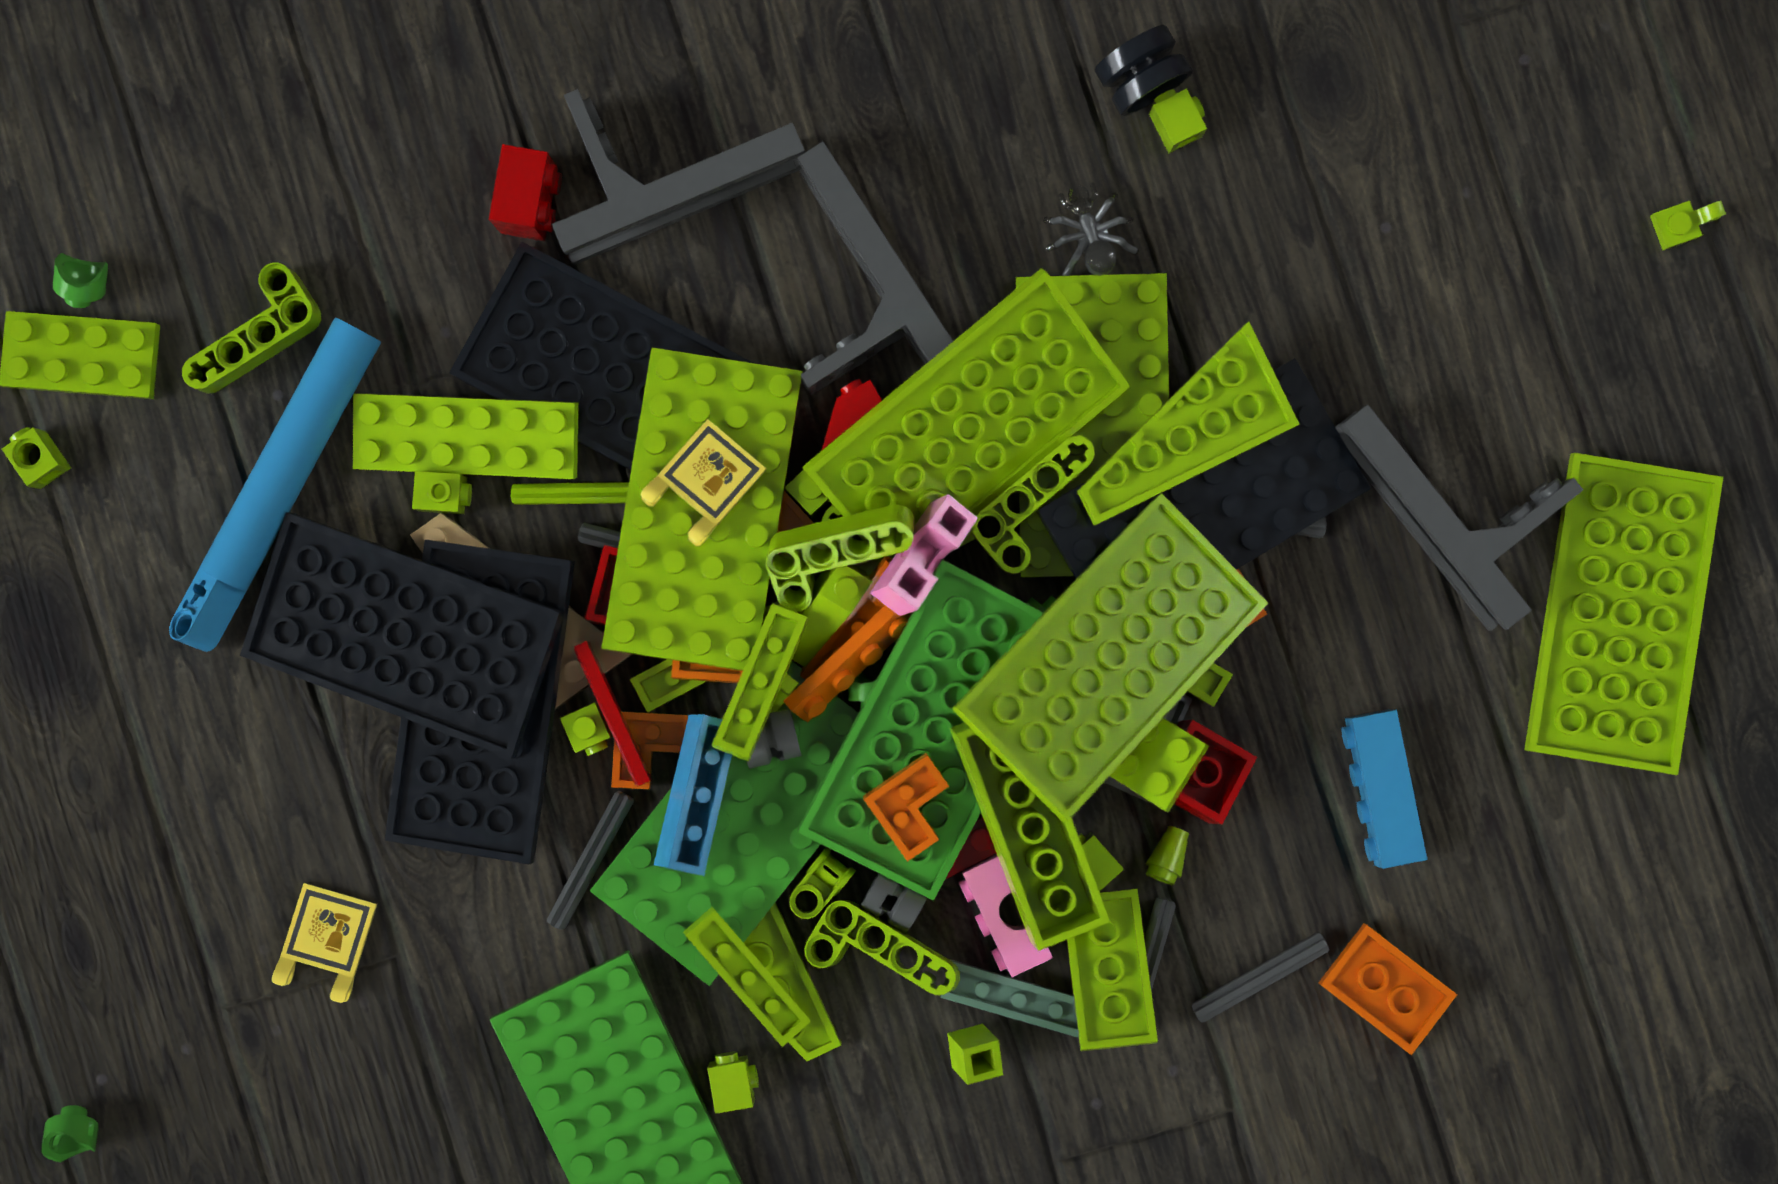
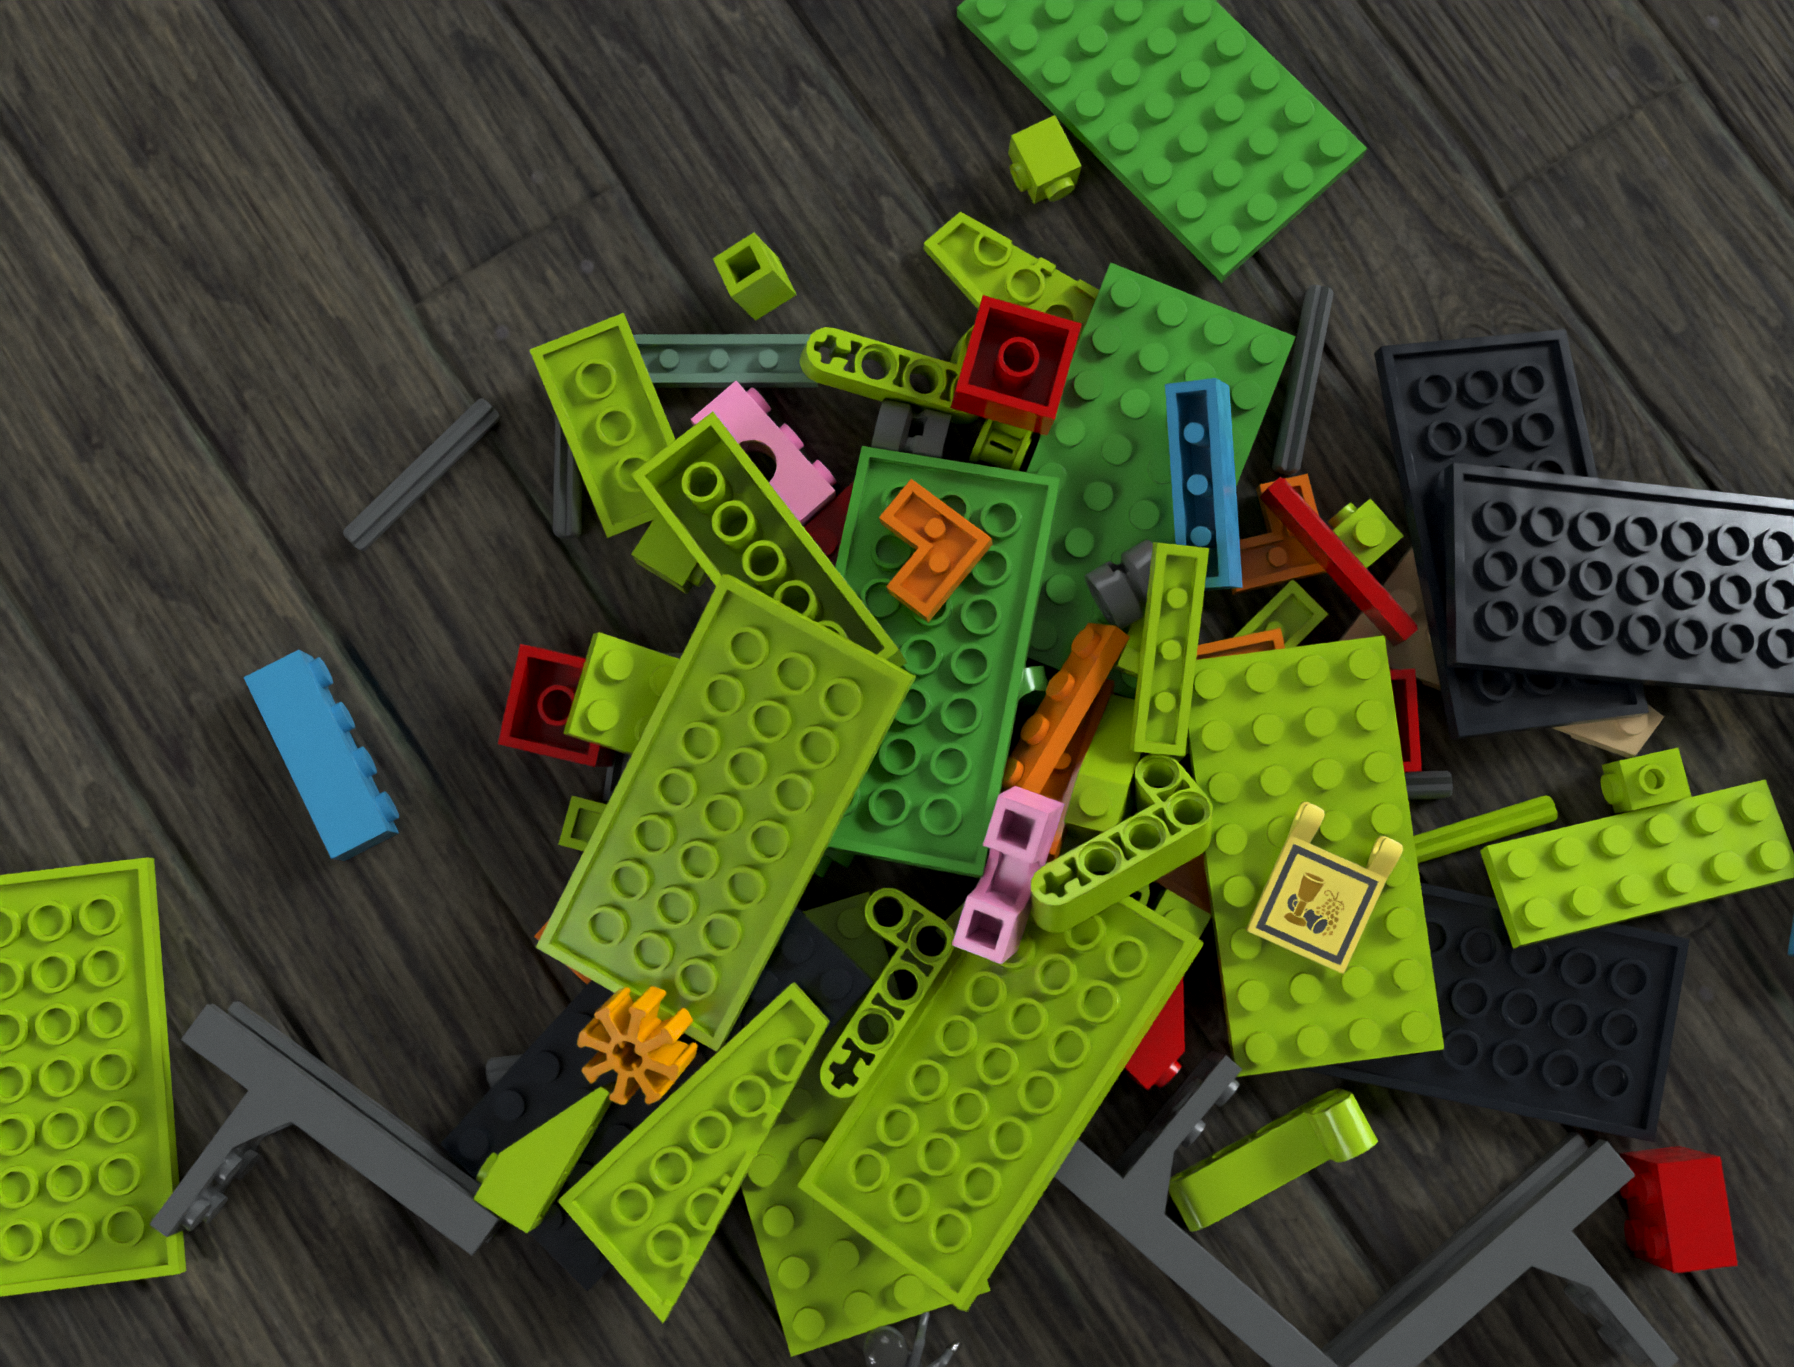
camera: 165 degrees right, 5 degrees down
(326, 934) = (1593, 201): light yellow flag -> none
(746, 976) = (1069, 284): lime plate -> none
(794, 309) = (1270, 1157): none -> lime beam
(806, 924) = (1016, 365): none -> red brick
(1168, 856) = (578, 590): lime cone -> none
(1215, 513) = (637, 1045): none -> light orange gear
(1311, 449) = (531, 1172): none -> lime slope
(1387, 988) = (256, 505): orange plate -> none

